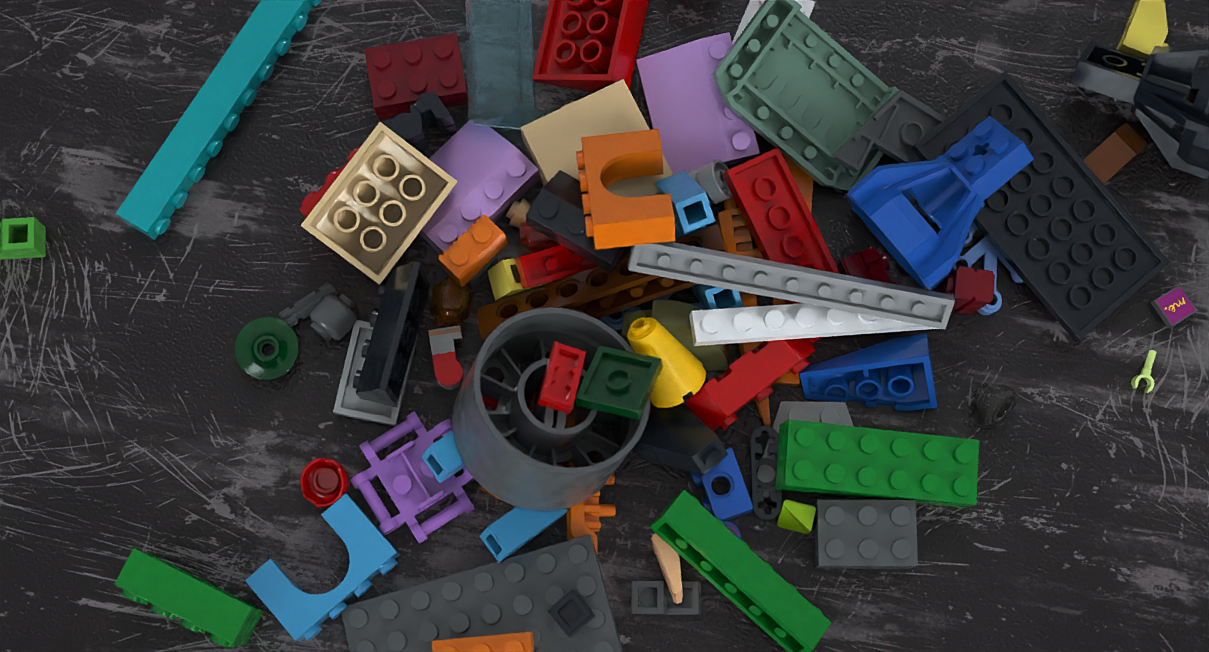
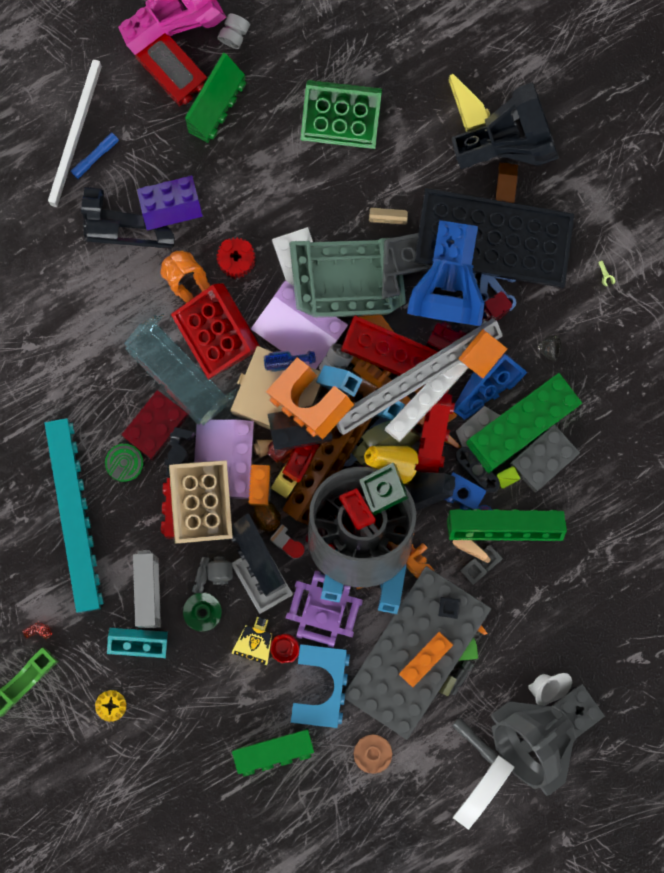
camera: 45 degrees left, 5 degrees up
(58, 197) = (37, 628): none -> clear red arm
(69, 365) = (117, 699): none -> yellow gear
(153, 315) = (137, 642): none -> teal brick
(205, 243) = (146, 590): none -> light grey window
(294, 442) = (254, 642): none -> torso
(341, 91) = (124, 462): none -> tile
(633, 116) = (281, 360): none -> clear blue piece
(900, 328) = (482, 353): none -> orange tile
(926, 72) = (388, 216): none -> tan slope
(1174, 306) = (593, 232): magenta tile -> none

